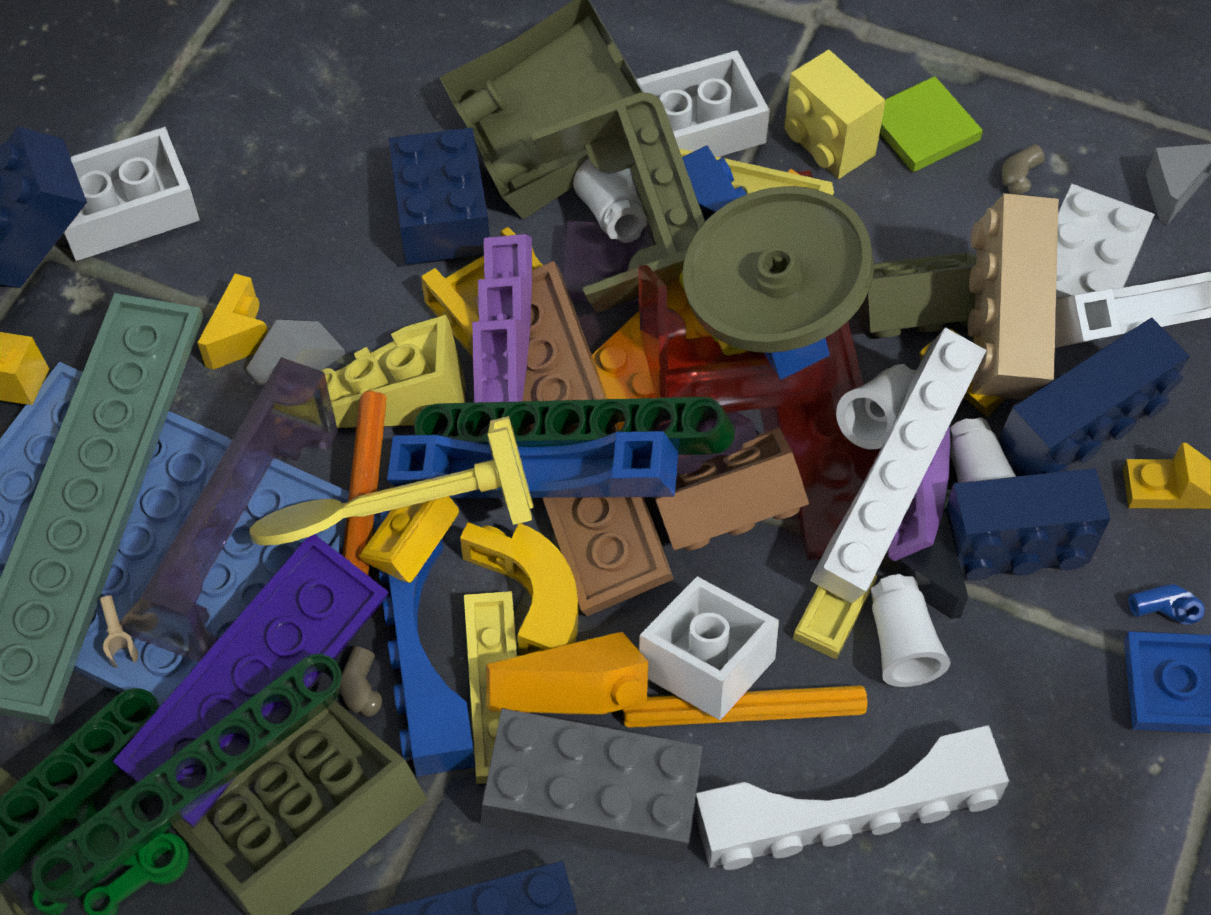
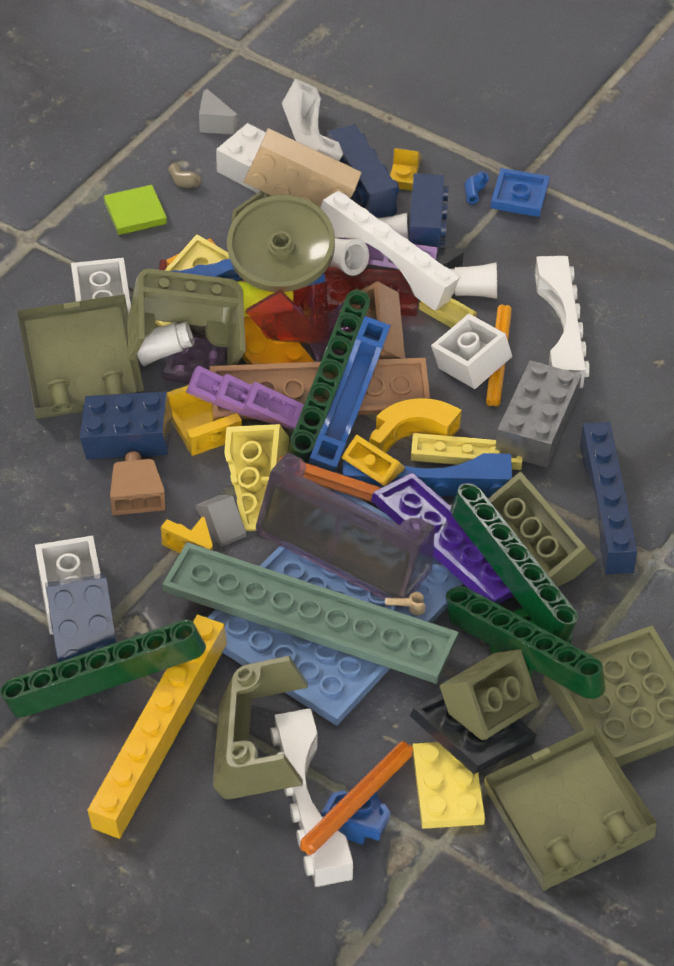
camera: 80 degrees left, 10 degrees down
(318, 515) = (364, 400): light yellow piece -> none
(334, 235) = (136, 486): none -> medium nougat torso
(571, 679) = (479, 405): light orange slope -> none
(833, 114) = (129, 234): light yellow brick -> none

